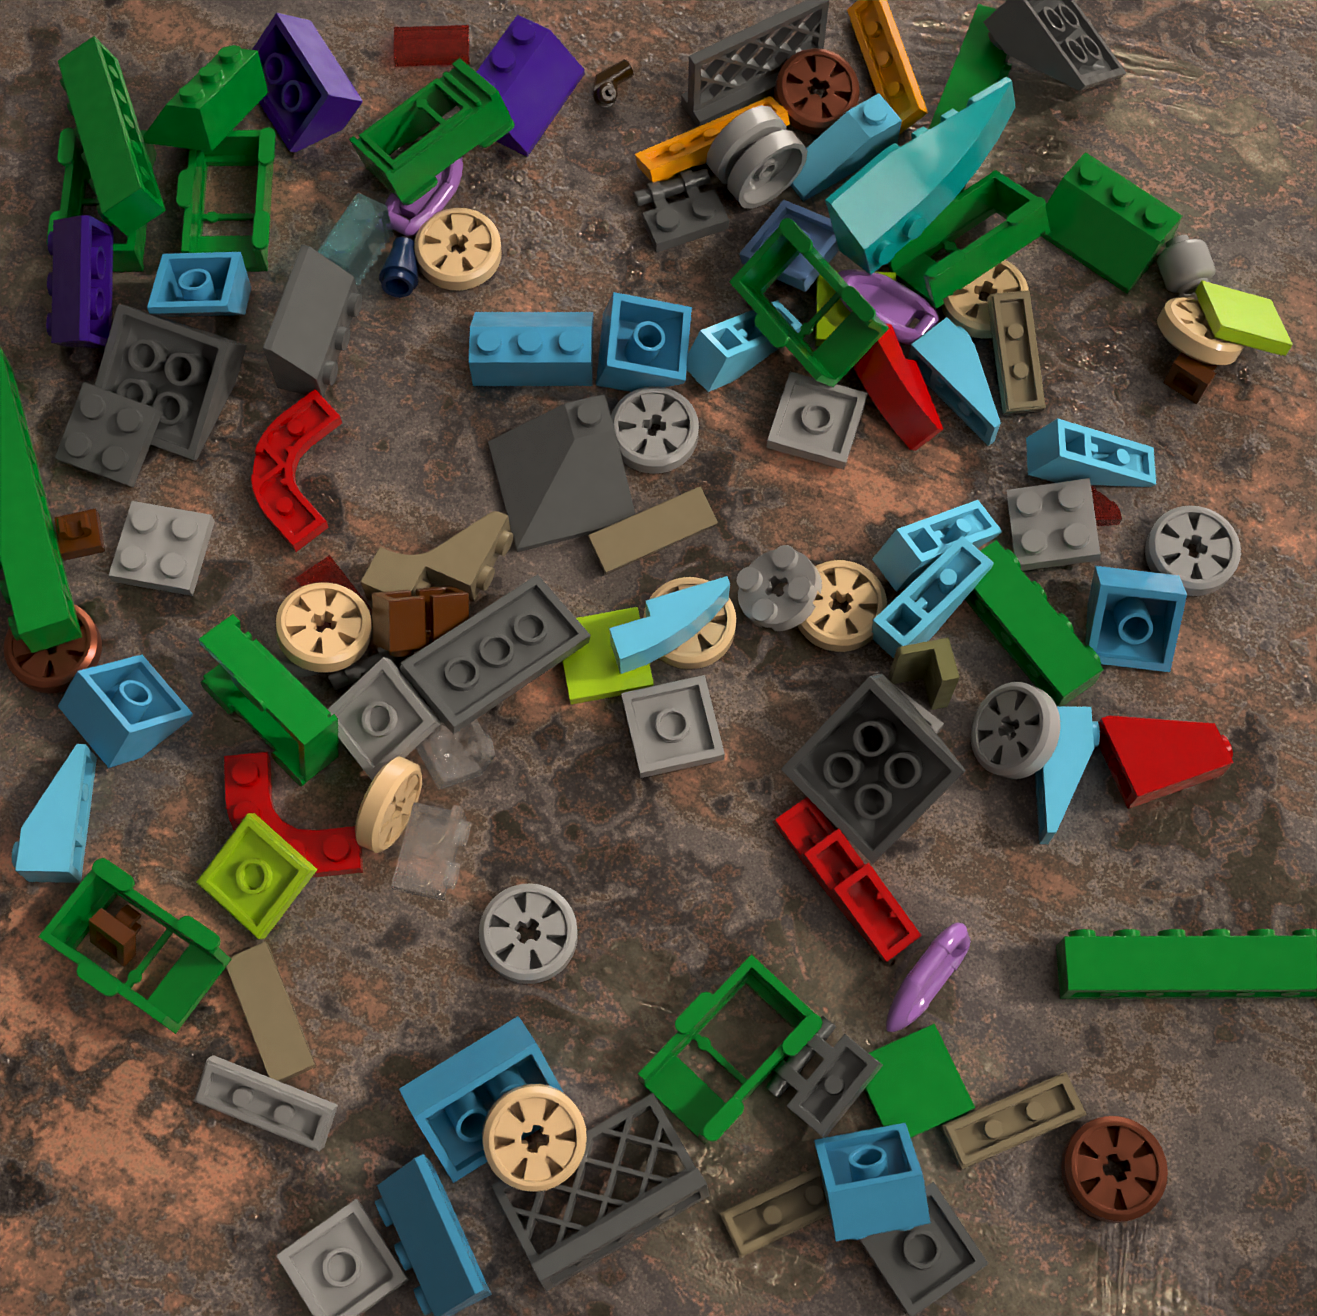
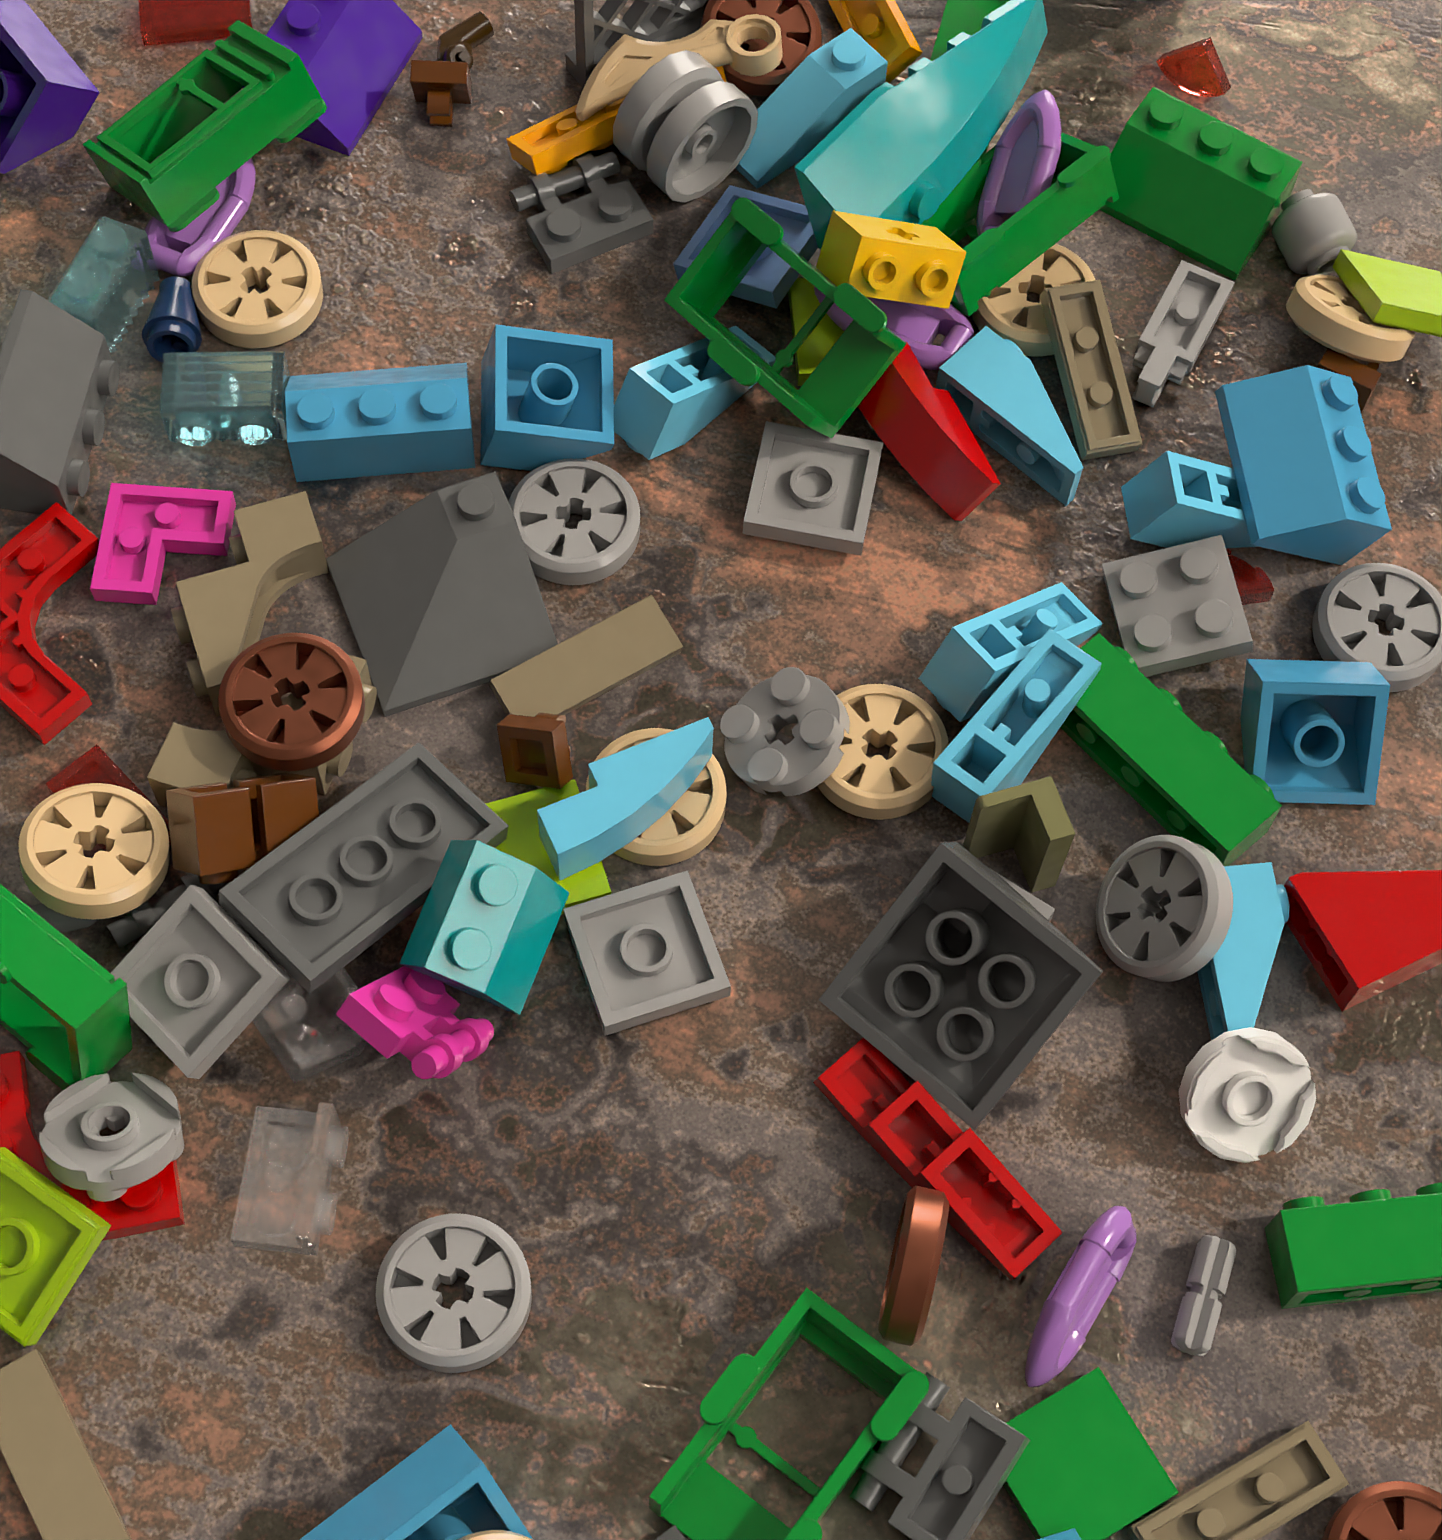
camera: 10 degrees left, 5 degrees down
(319, 830) = (116, 1162): none -> light grey plate
(375, 407) = (146, 524): none -> dark pink plate
(388, 804) = (216, 1112): tan wheel -> none
(420, 470) = (229, 606): none -> dark tan arch
(430, 324) = (224, 396): none -> clear light blue brick
(447, 562) = (272, 731): none -> copper wheel
(519, 755) = (416, 1018): none -> dark pink plate
(569, 699) = (485, 924): none -> teal slope
(593, 113) = (441, 86): none -> reddish brown tile
(613, 585) = (535, 750): none -> reddish brown tile
(782, 98) = (715, 41): none -> tan piece
(821, 947) = (913, 1266): none -> copper wheel
(885, 268) = (891, 259): none -> yellow brick
(985, 202) = (1021, 161): none -> medium lavender piece
(1006, 992) = (1200, 1306): none -> light grey piece
(1054, 858) = (1247, 1094): none -> white tile
(1081, 327) = (1178, 329): none -> light grey hinge
(1119, 137) = (1196, 69): none -> clear red tile
(1152, 432) = (1303, 463): none -> dark azure slope

